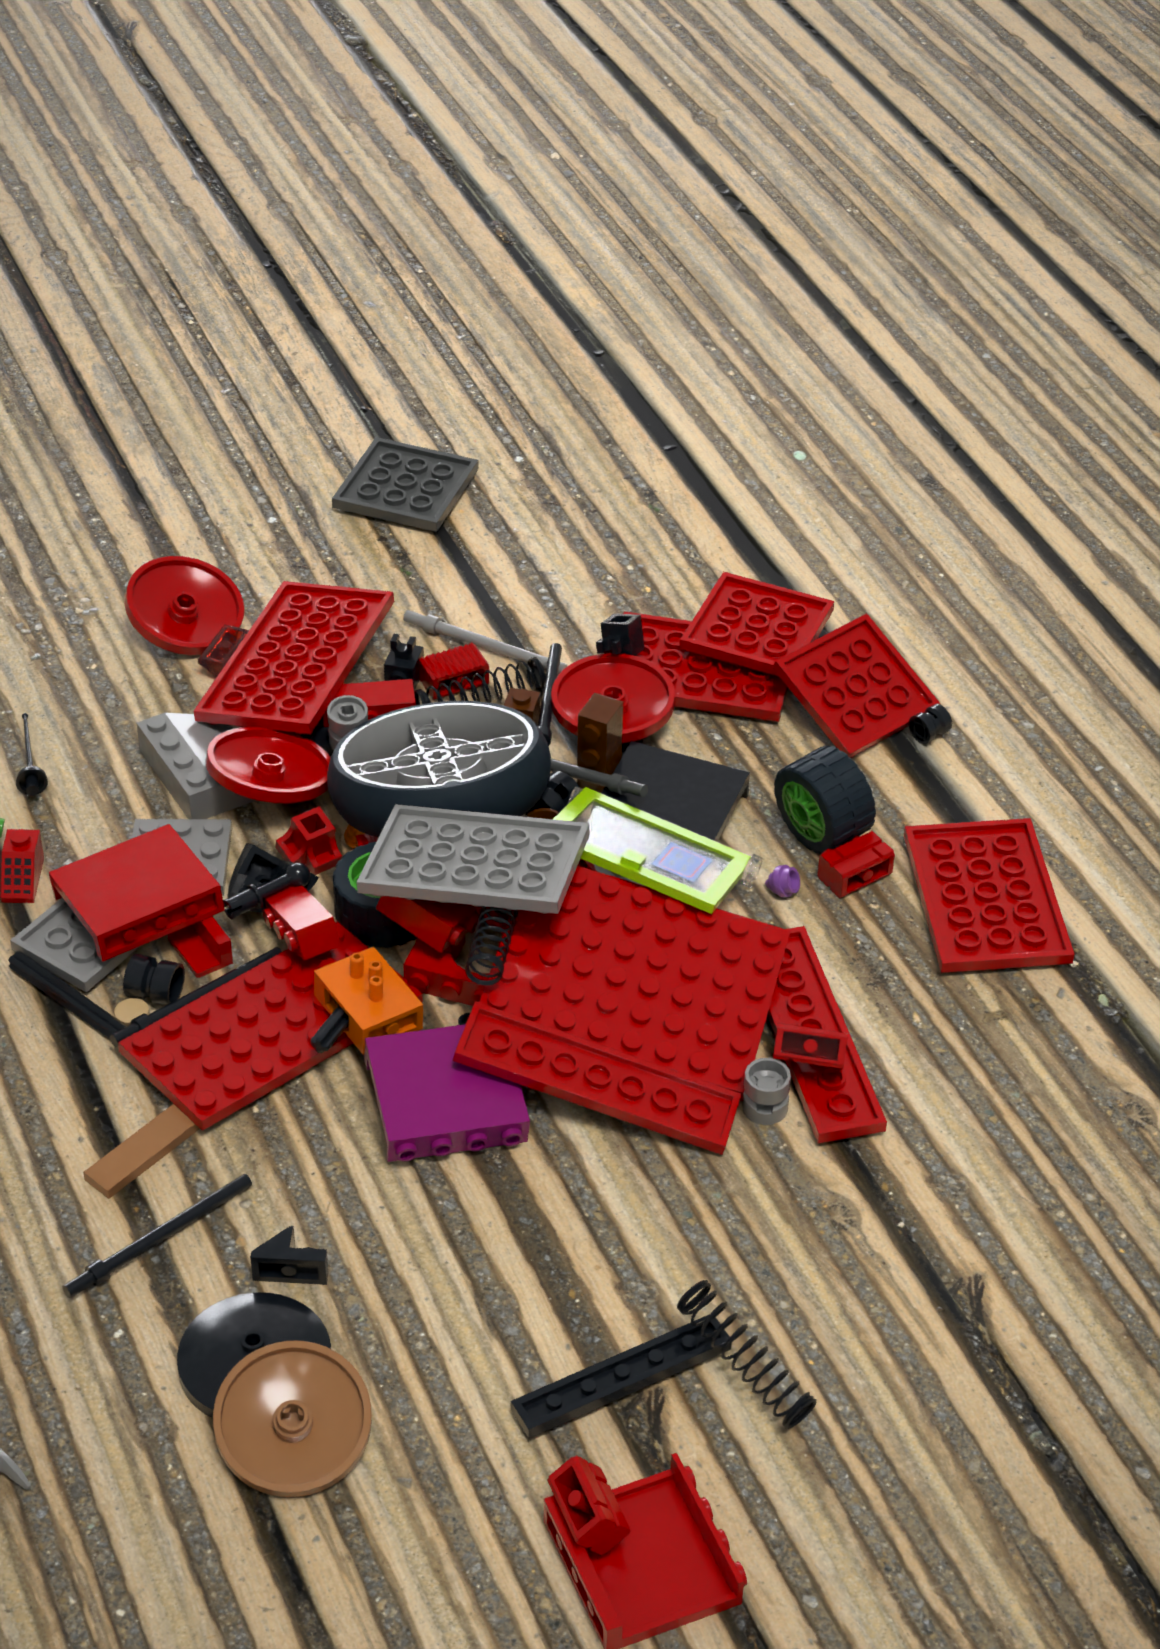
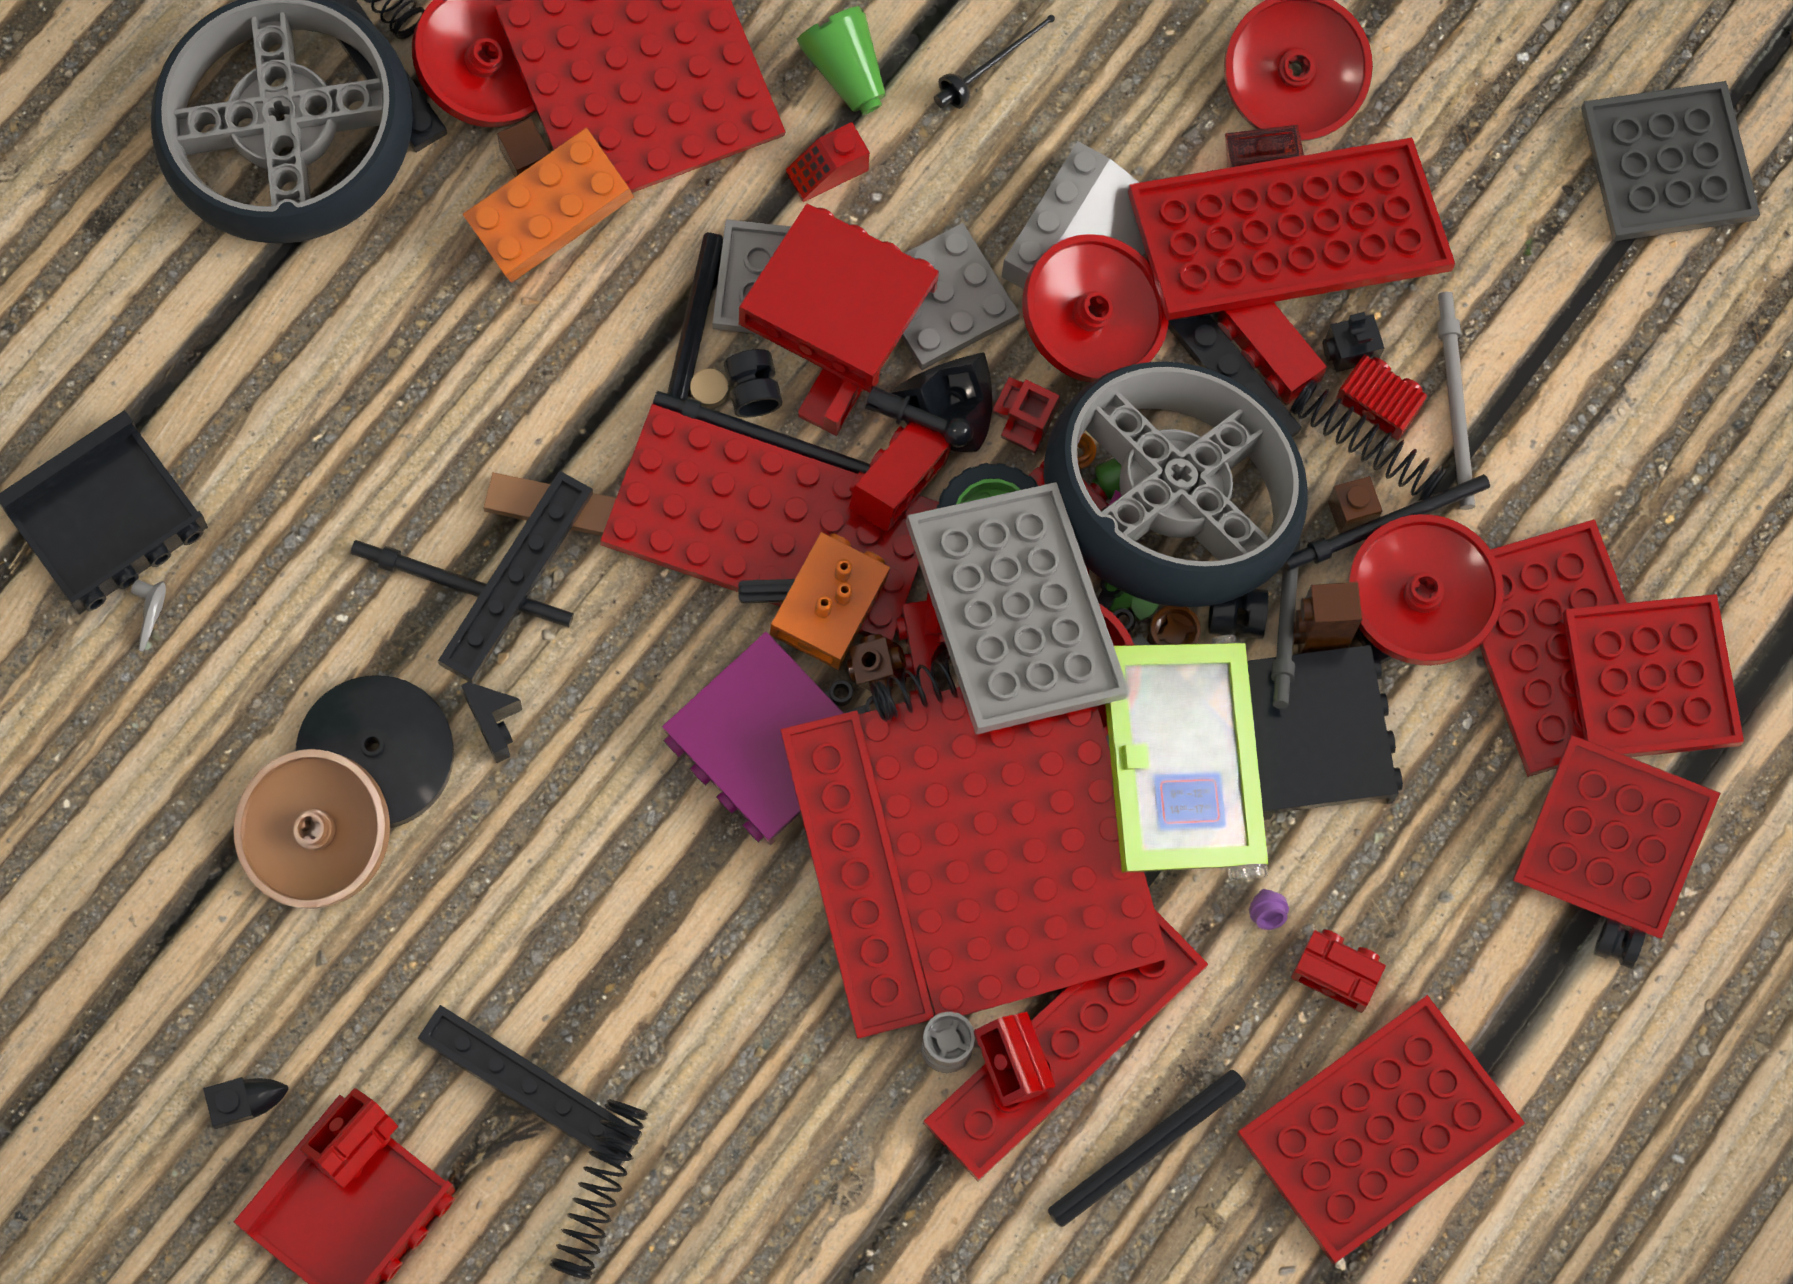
camera: 55 degrees right, 30 degrees up
(188, 1187) = (515, 577): none -> black plate
(344, 715) = (1204, 344): light grey wheel -> none
(439, 999) = (888, 656): none -> reddish brown brick
(491, 1596) = (242, 1099): none -> black plate
(621, 635) = (1519, 548): black brick -> none
(824, 799) = (1388, 896): black wheel -> none
(921, 1025) = (1146, 1148): none -> black axle

